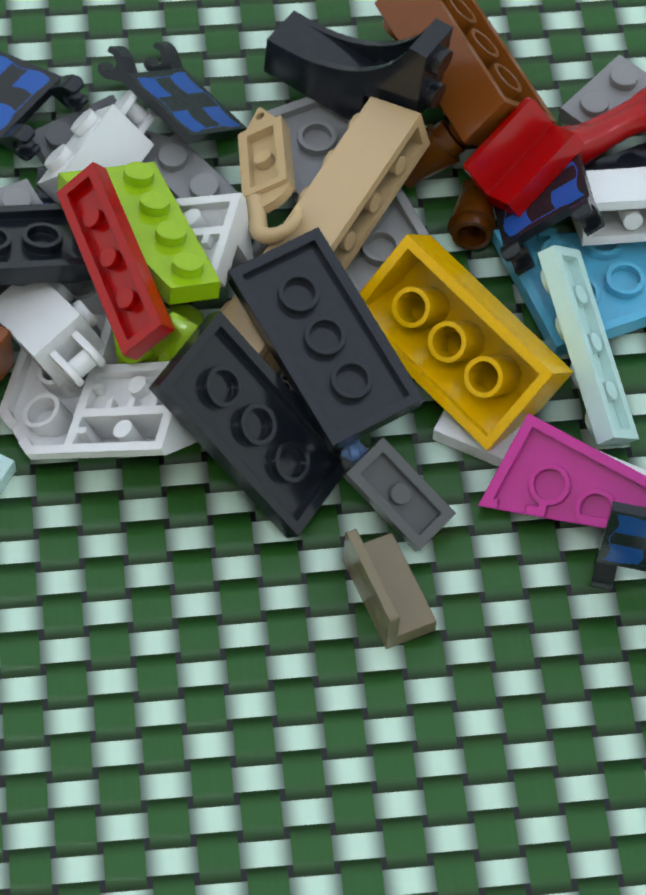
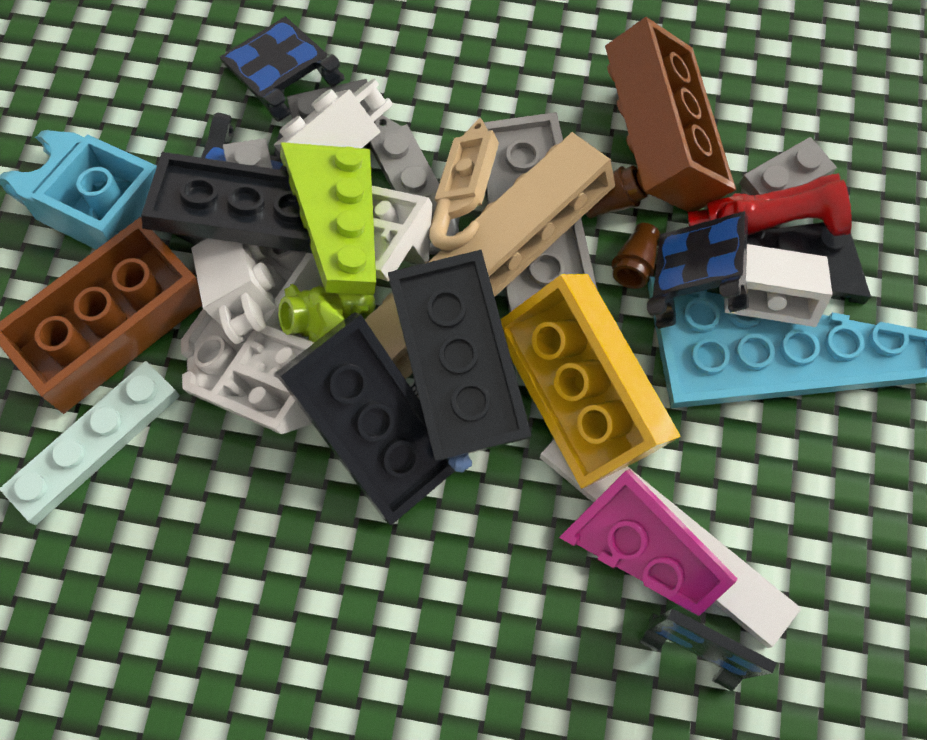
camera: 20 degrees right, 10 degrees up
(115, 261) = (288, 242): red plate -> none
(173, 94) = (412, 91): black flag -> none
(348, 70) = (566, 103): black arch -> none
(387, 588) = (455, 597): dark tan panel -> none
(399, 494) = (488, 512): dark grey plate -> none
(521, 158) = (693, 219): red panel -> none
(588, 347) = (701, 413): light aqua plate -> none

